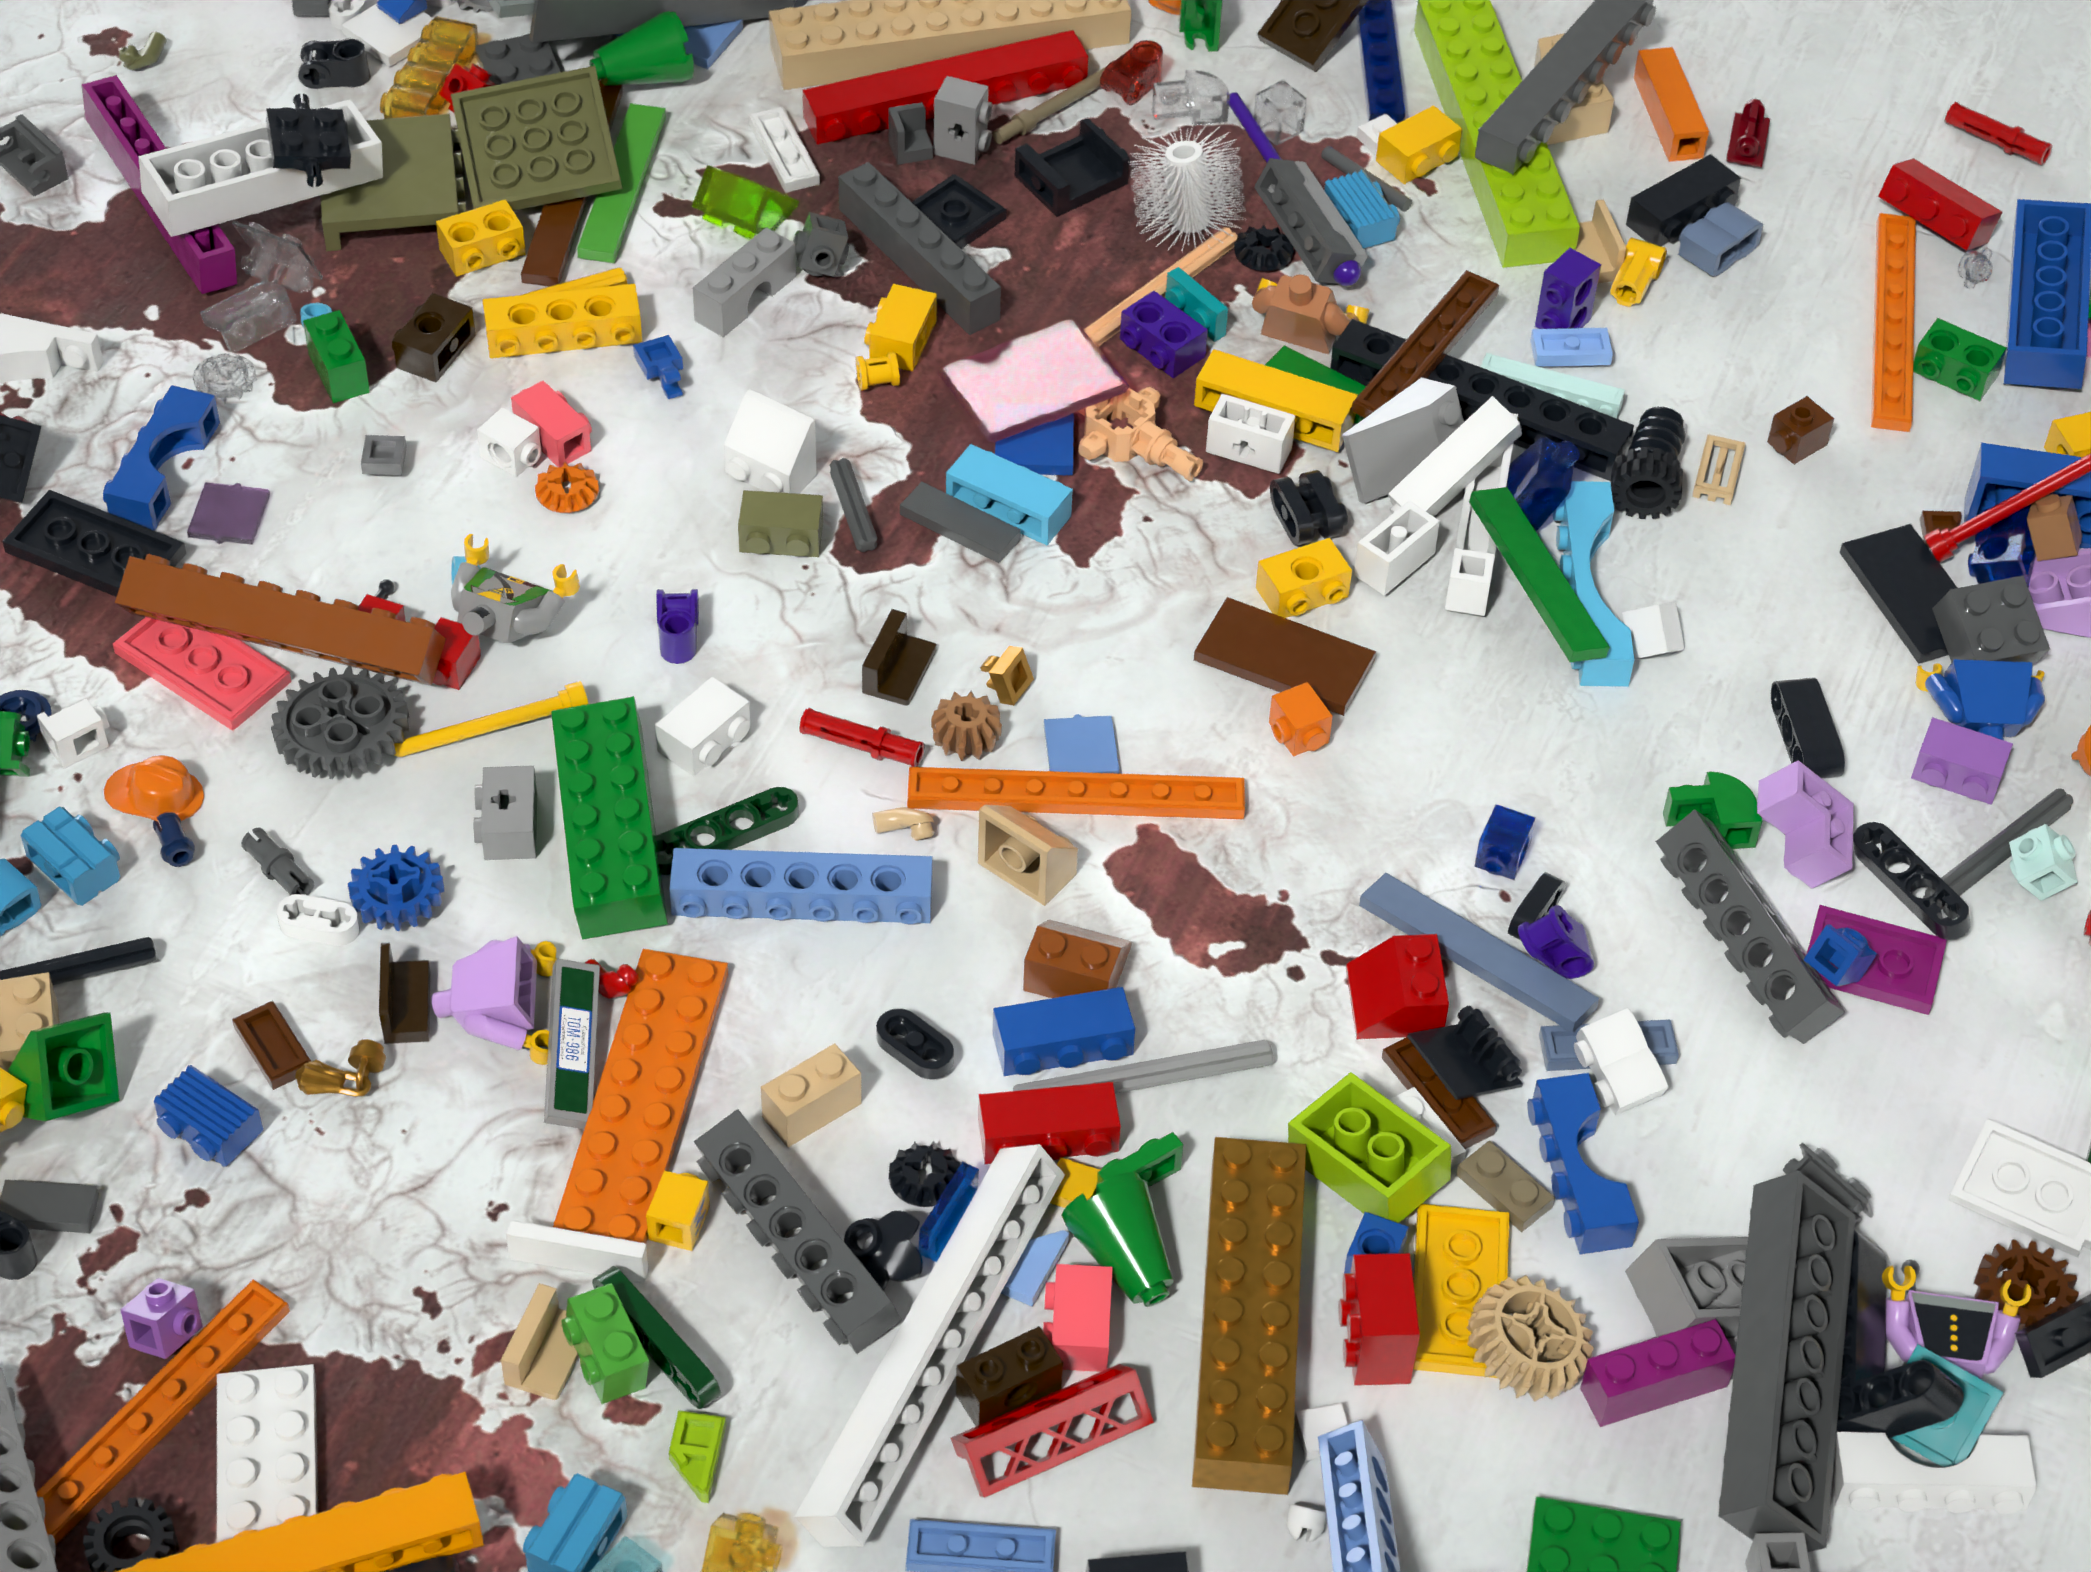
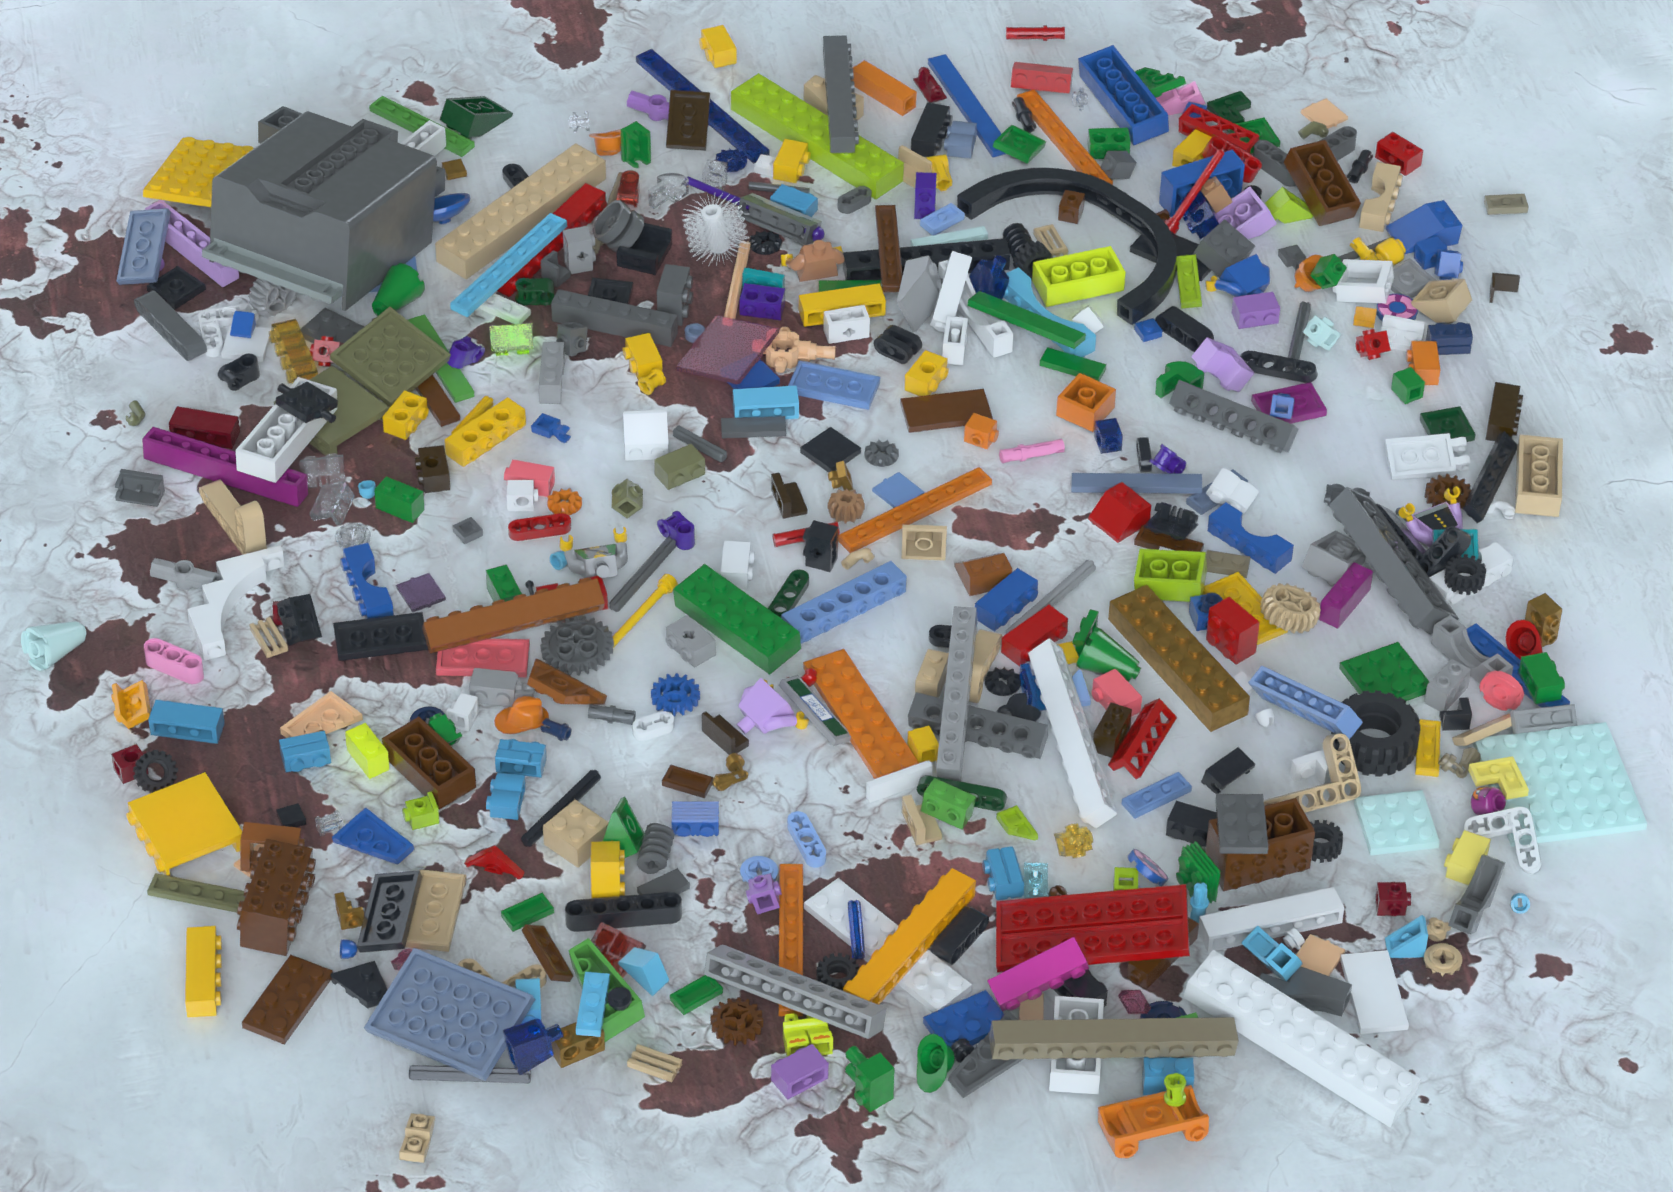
camera: 35 degrees left, 5 degrees down
(84, 272) = (241, 523): none -> tan beam
(93, 1128) = (655, 848): none -> dark grey piece
(155, 720) = (497, 687): none -> light grey hinge
(195, 106) = (205, 426): none -> dark red brick
(210, 1255) = (751, 865): none -> light blue gear
(227, 1482) = (856, 929): none -> clear blue axle
(244, 773) = (561, 686): none -> dark orange wing
(330, 565) = (501, 584): none -> green brick
(346, 1280) = (806, 847): none -> light blue beam
(459, 490) = (533, 533): none -> red beam
(557, 664) = (642, 574): none -> dark grey axle
(649, 529) = (627, 498): none -> olive brick
(651, 187) = (464, 353): none -> dark purple piece
(779, 1155) = (957, 693): none -> light grey brick
(830, 91) = (508, 265): none -> medium azure plate
(849, 149) = (537, 291): none -> dark green piece
(849, 769) = (821, 546): none -> black brick
(897, 1114) = (986, 650): none -> tan beam
(1019, 326) = (693, 331): none -> sand blue tile
(1031, 254) = (674, 291): none -> dark grey brick
(1041, 620) = (830, 449): none -> black tile
(1049, 113) = (618, 225): none -> dark grey wheel
(1099, 679) = (881, 459): none -> dark grey gear
(1150, 521) = (835, 384): none -> medium blue tile
(1332, 110) = (737, 162): none -> clear blue gear
(1352, 797) = (1028, 451): none -> bright pink pin
(1384, 1236) = (1209, 600): none -> dark blue plate
(1464, 250) = (854, 200): none -> dark grey beam
(1515, 762) = (1085, 402): none -> orange brick
(1564, 690) = (1072, 364): none -> green tile
(1700, 547) = (1078, 276): none -> neon yellow brick
(1747, 698) = (1148, 330): none -> blue plate
(1750, 351) = (1055, 181): none -> black arch
(1786, 196) = (966, 101): none -> blue tile
(1807, 290) = (1019, 144): none -> green tile
(1860, 249) = (1023, 114): none -> black pin
(1888, 651) = (1188, 281): none -> lime tile
(1912, 1447) = (1465, 583): none -> black tyre
(1939, 400) = (1118, 164): none -> dark grey brick

